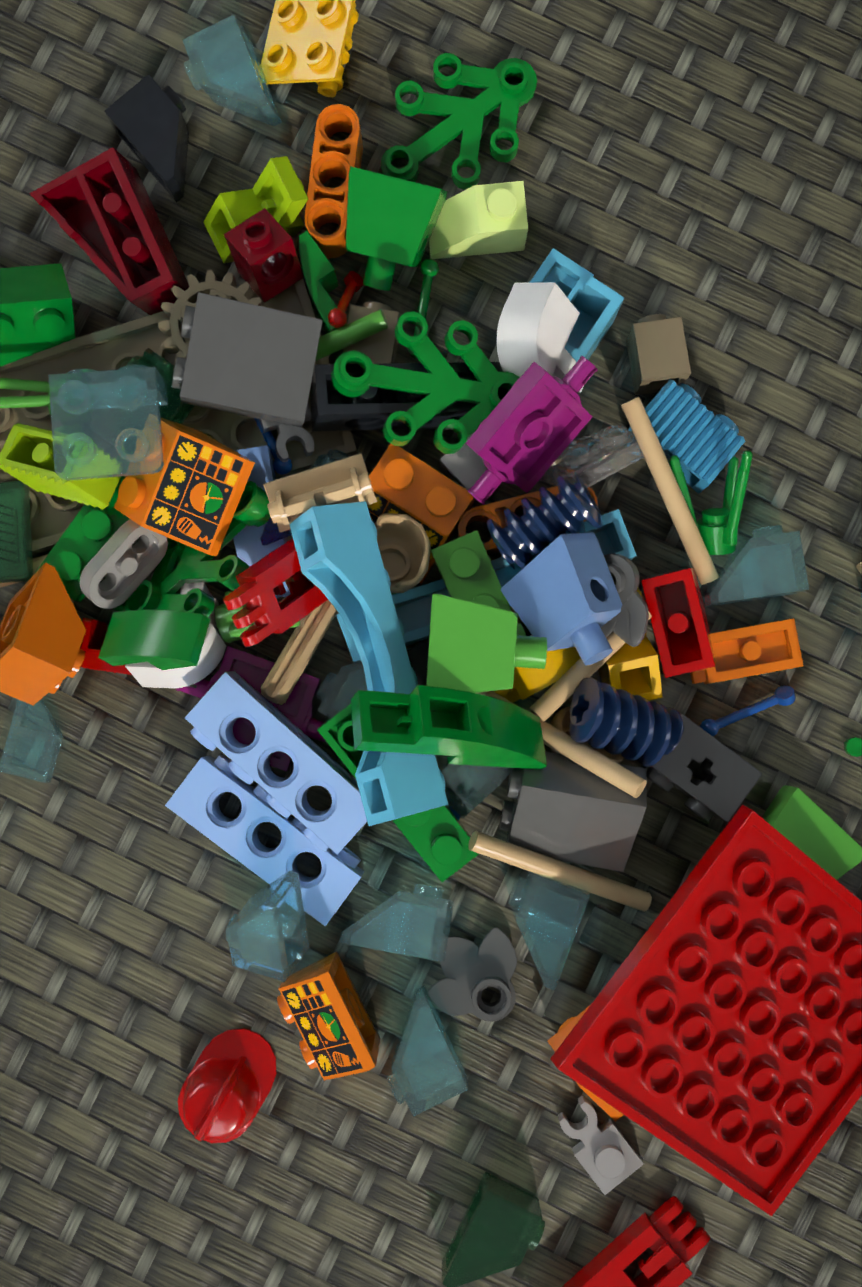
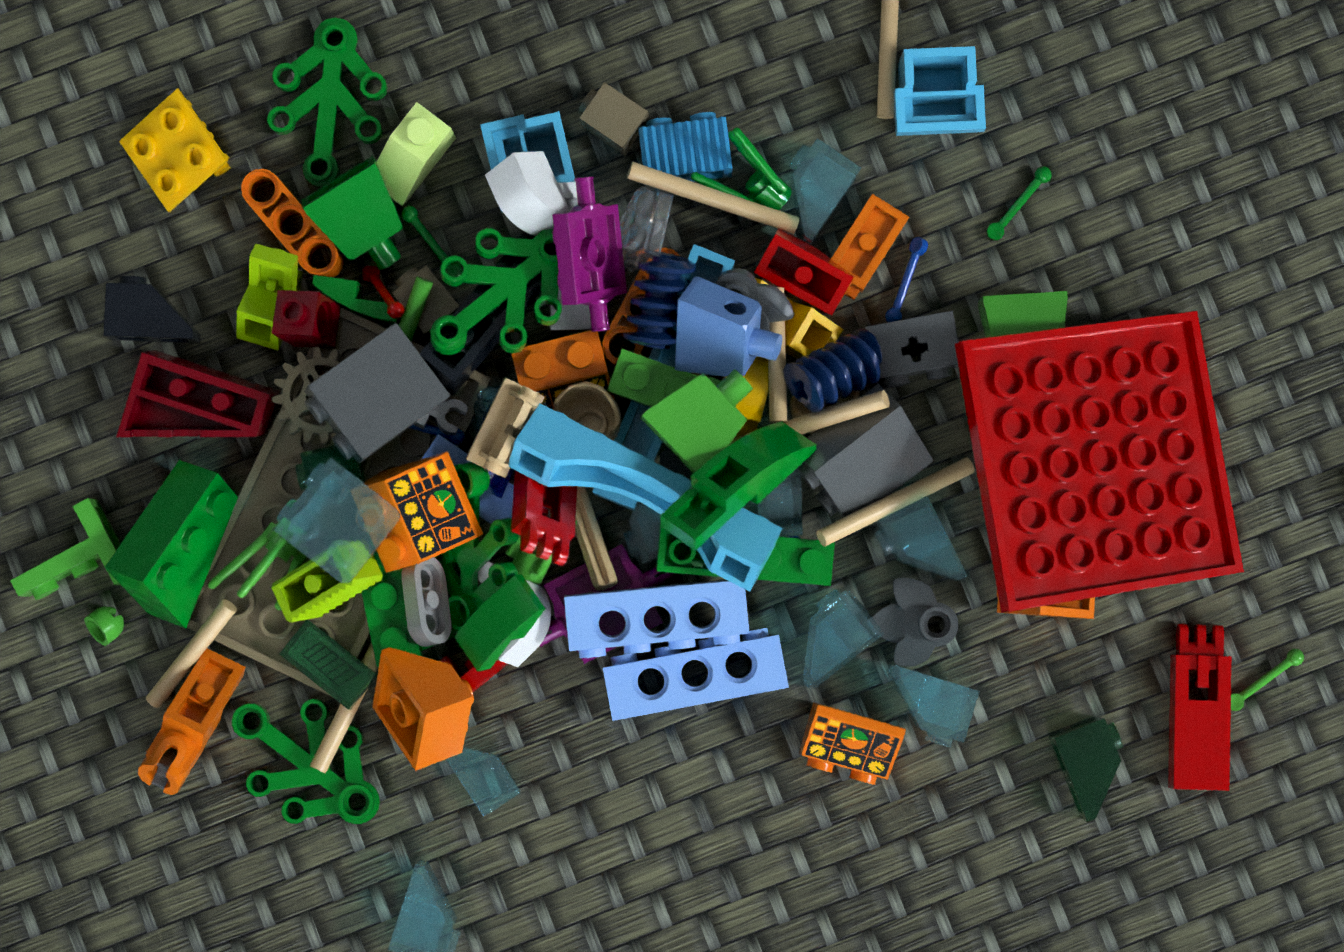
camera: 50 degrees left, 0 degrees up
(227, 1086) = (835, 856): red piece -> none
(229, 70) = (150, 224): clear light blue slope -> none
(270, 930) = (757, 725): clear light blue slope -> none
(602, 1148) = (1104, 644): light grey plate -> none

